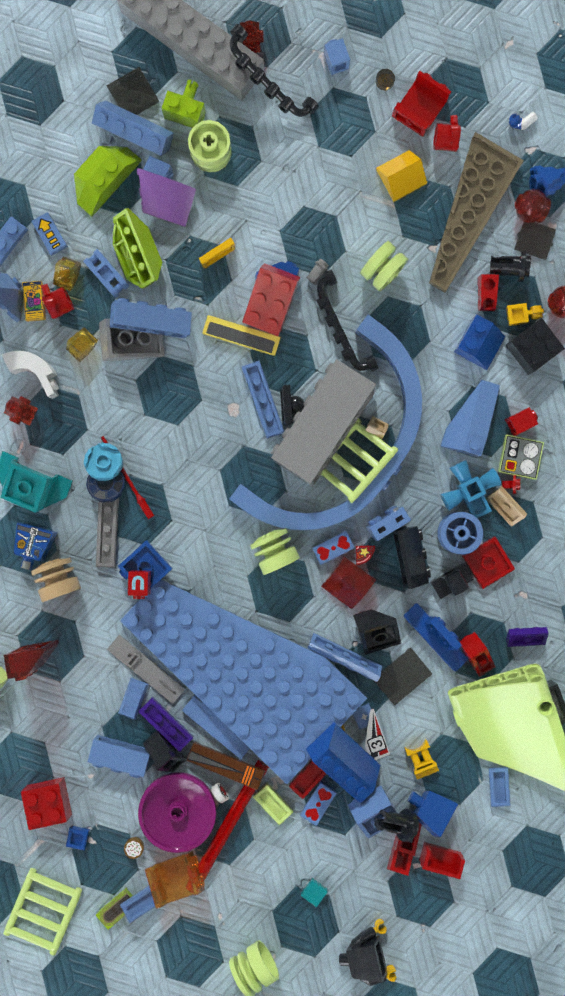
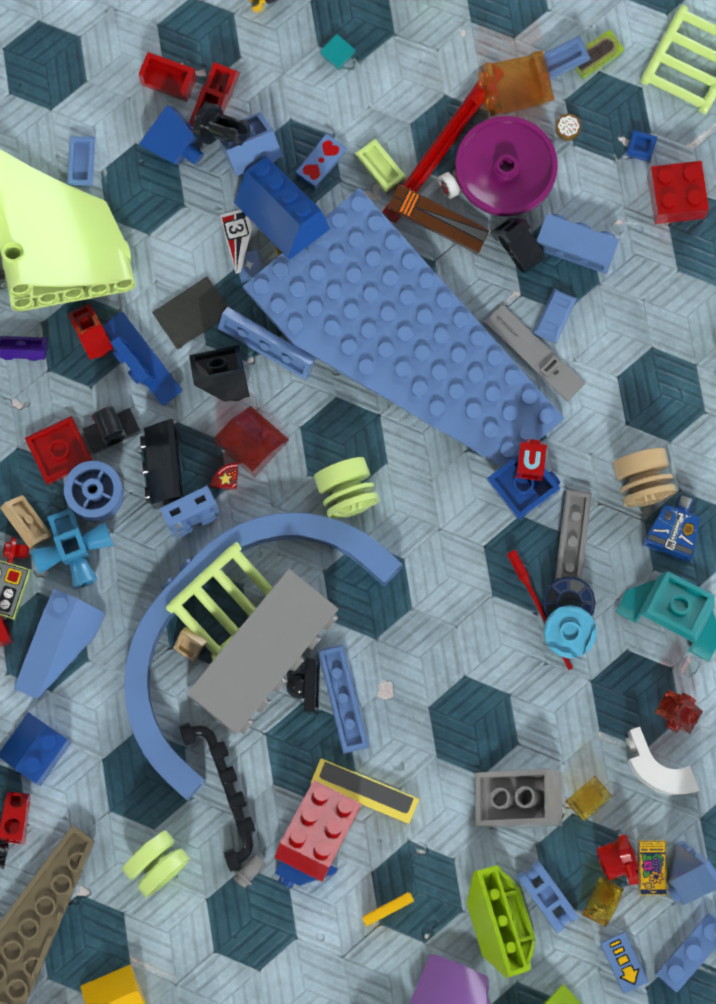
camera: 170 degrees left, 10 degrees down
(28, 659) = (686, 377): clear red slope -> none
(150, 319) = (487, 818): medium blue brick -> none
(166, 724) = (513, 279): dark purple plate -> none
(214, 726) = (448, 270): medium blue tile -> none
(307, 779) = (333, 192): red tile -> none
(333, 547) = (267, 488): medium blue tile -> none
(425, 767) = (176, 193): yellow piece -> none

